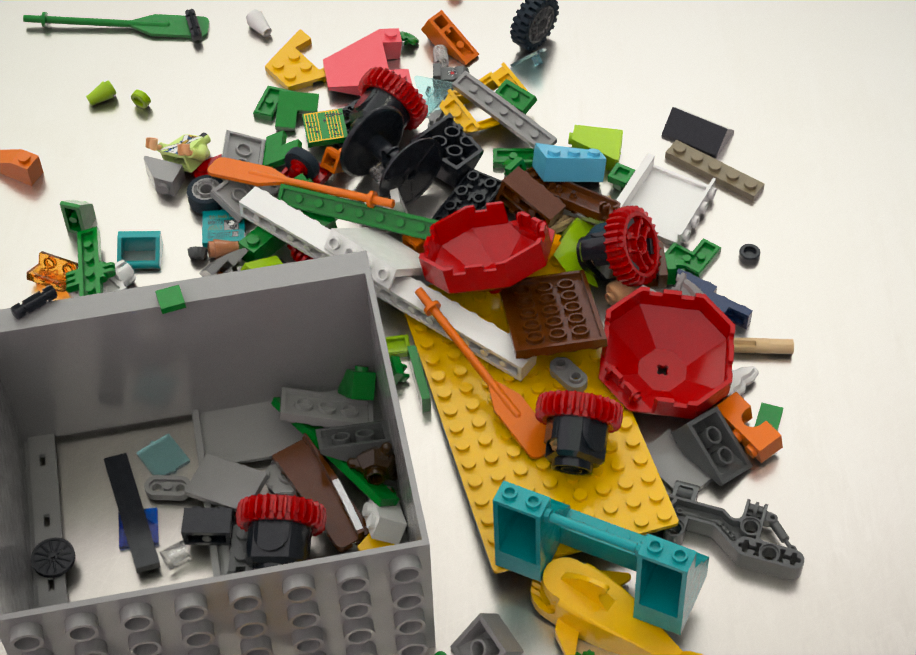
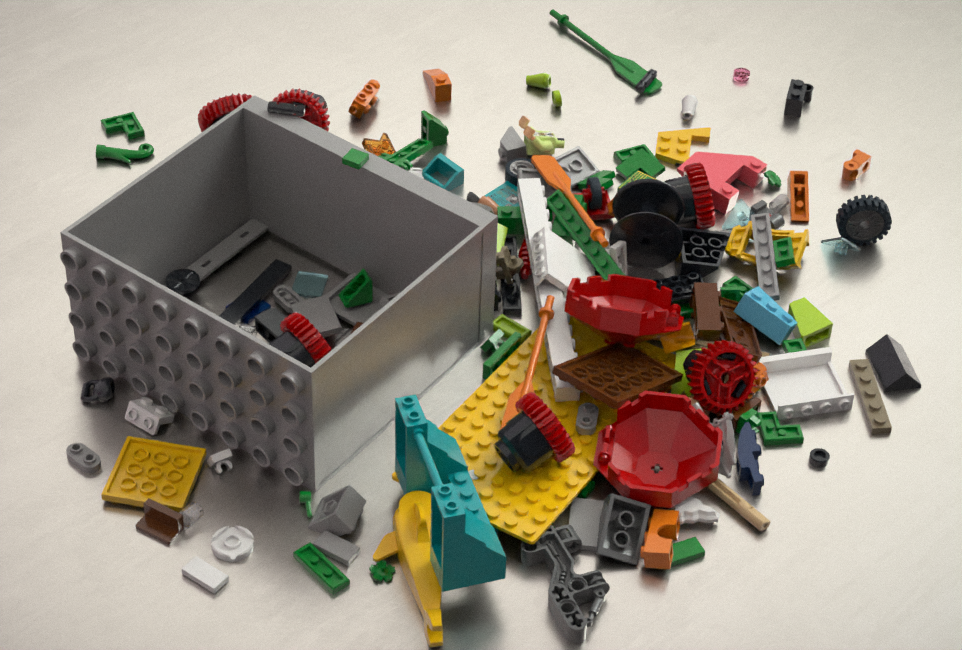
camera: 45 degrees right, 10 degrees down
(226, 423) = (358, 290): none -> green slope

